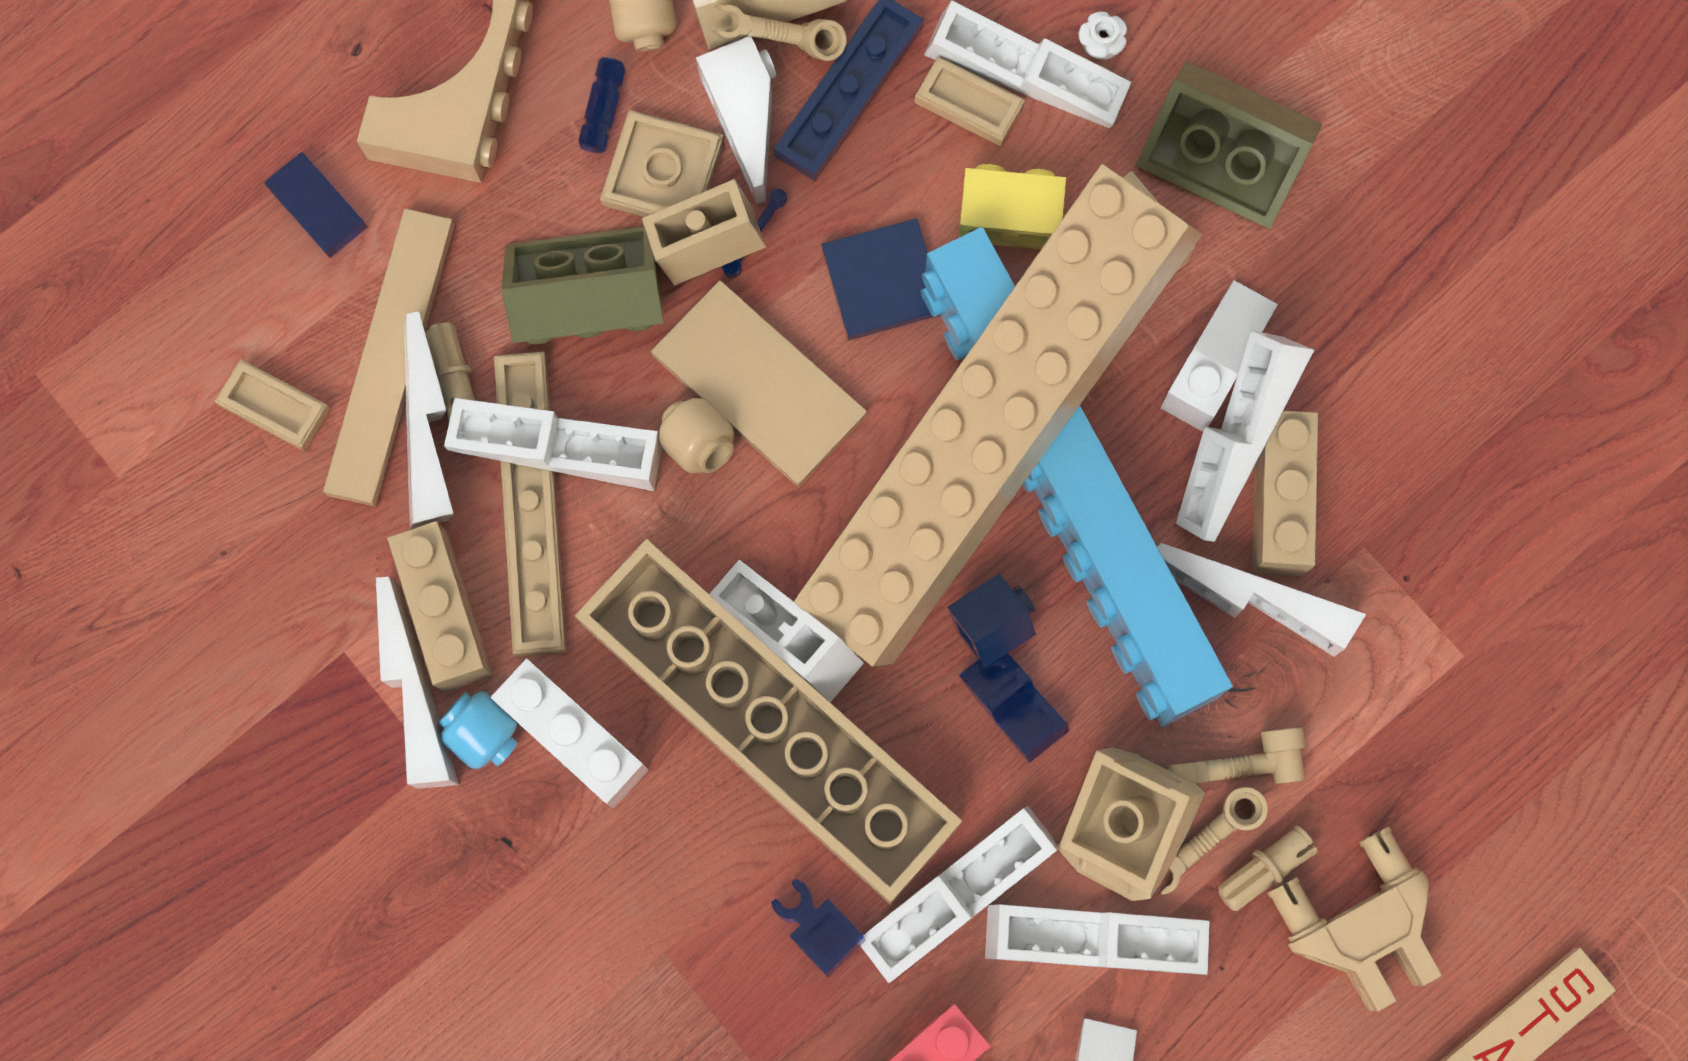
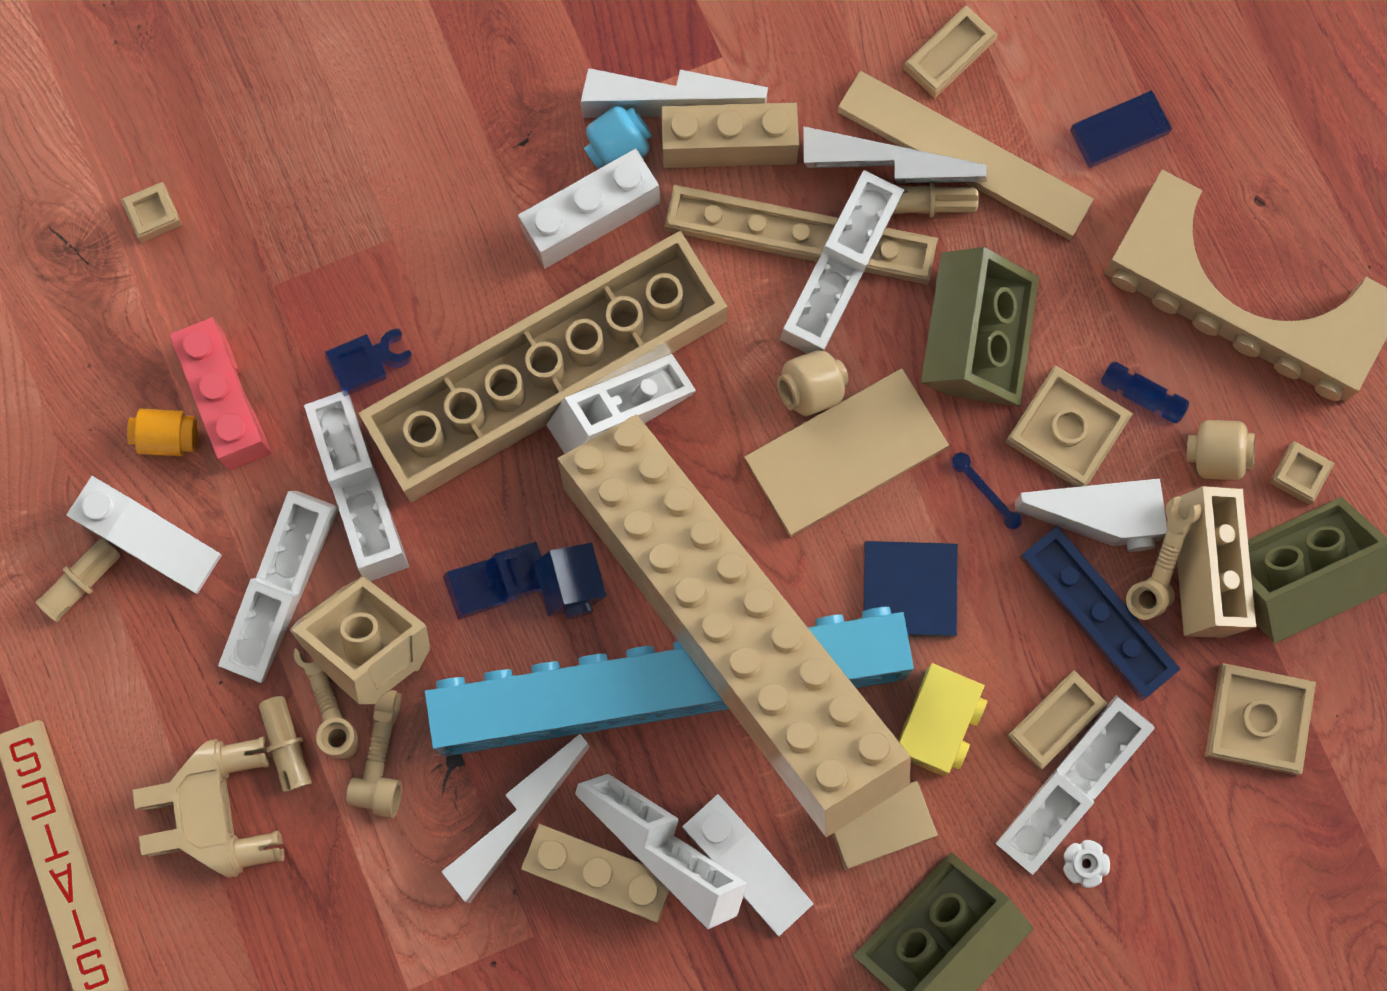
camera: 105 degrees right, 0 degrees up
(703, 232) = (992, 438): tan brick -> none

